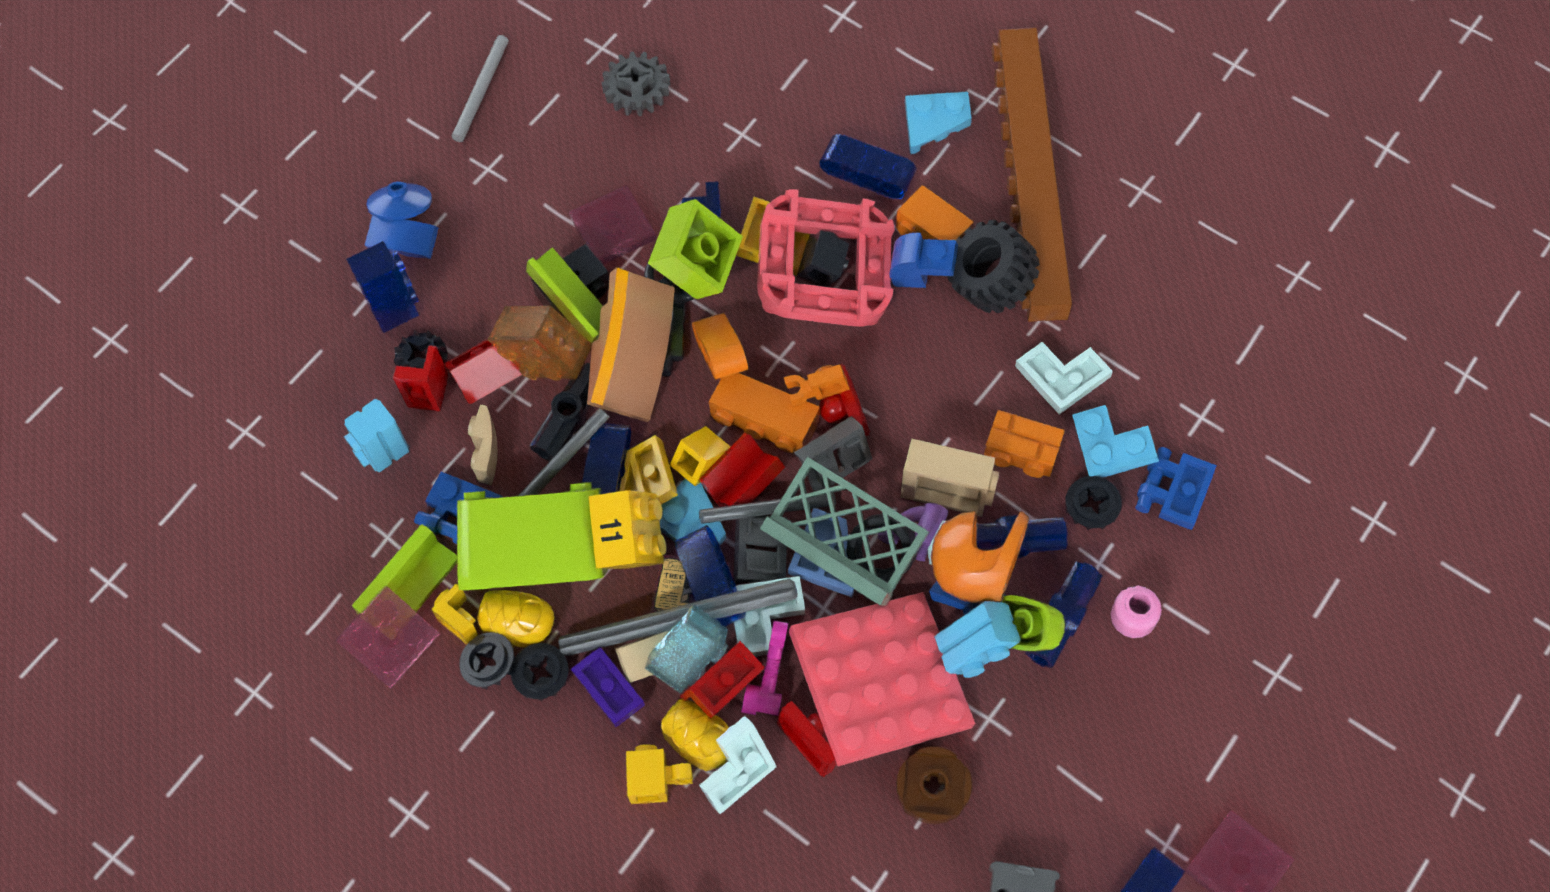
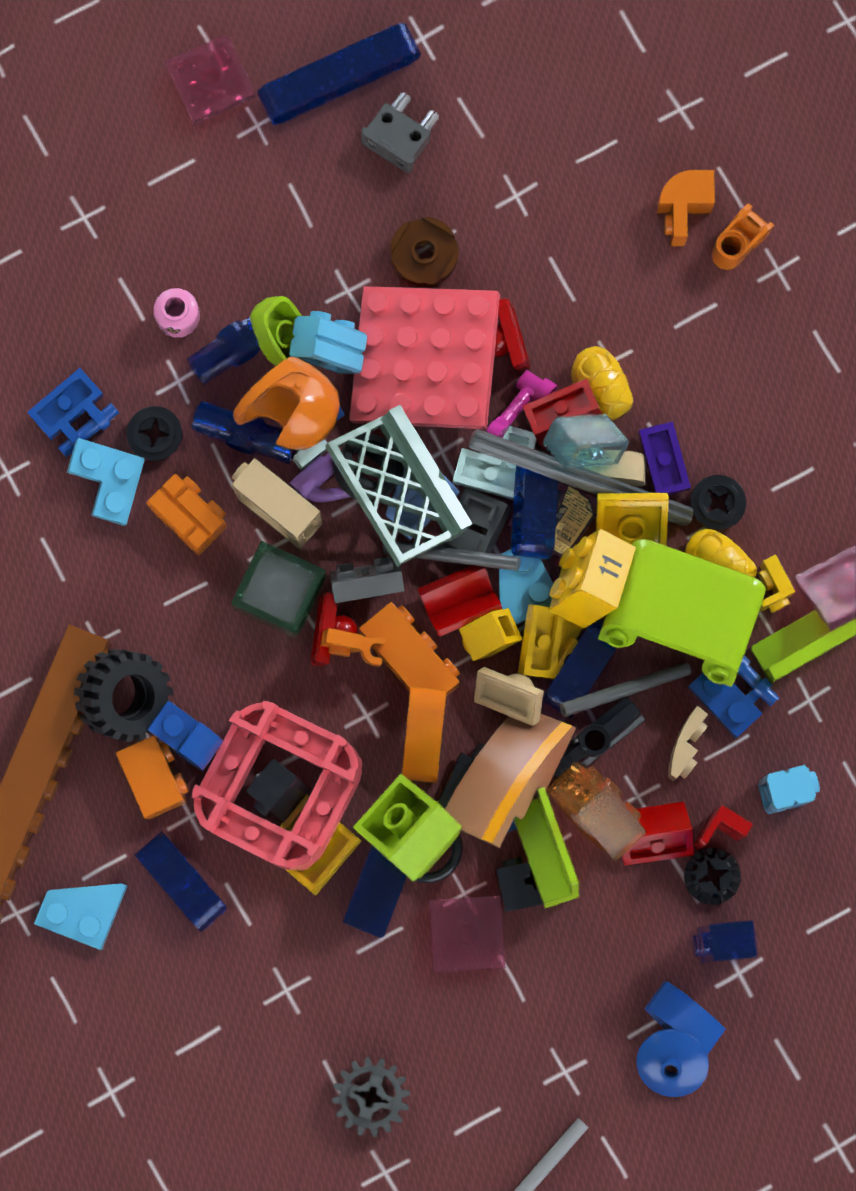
camera: 160 degrees left, 15 degrees up
(488, 646) = (775, 535): black gear -> none
(612, 604) = (634, 516): none -> yellow plate
(650, 775) = (659, 364): yellow brick -> none
(659, 414) = (509, 695): none -> tan tile
(746, 765) = (579, 337): light aqua plate -> none
(906, 408) = (279, 589): none -> piece
(1059, 383) = (117, 557): light aqua plate -> none

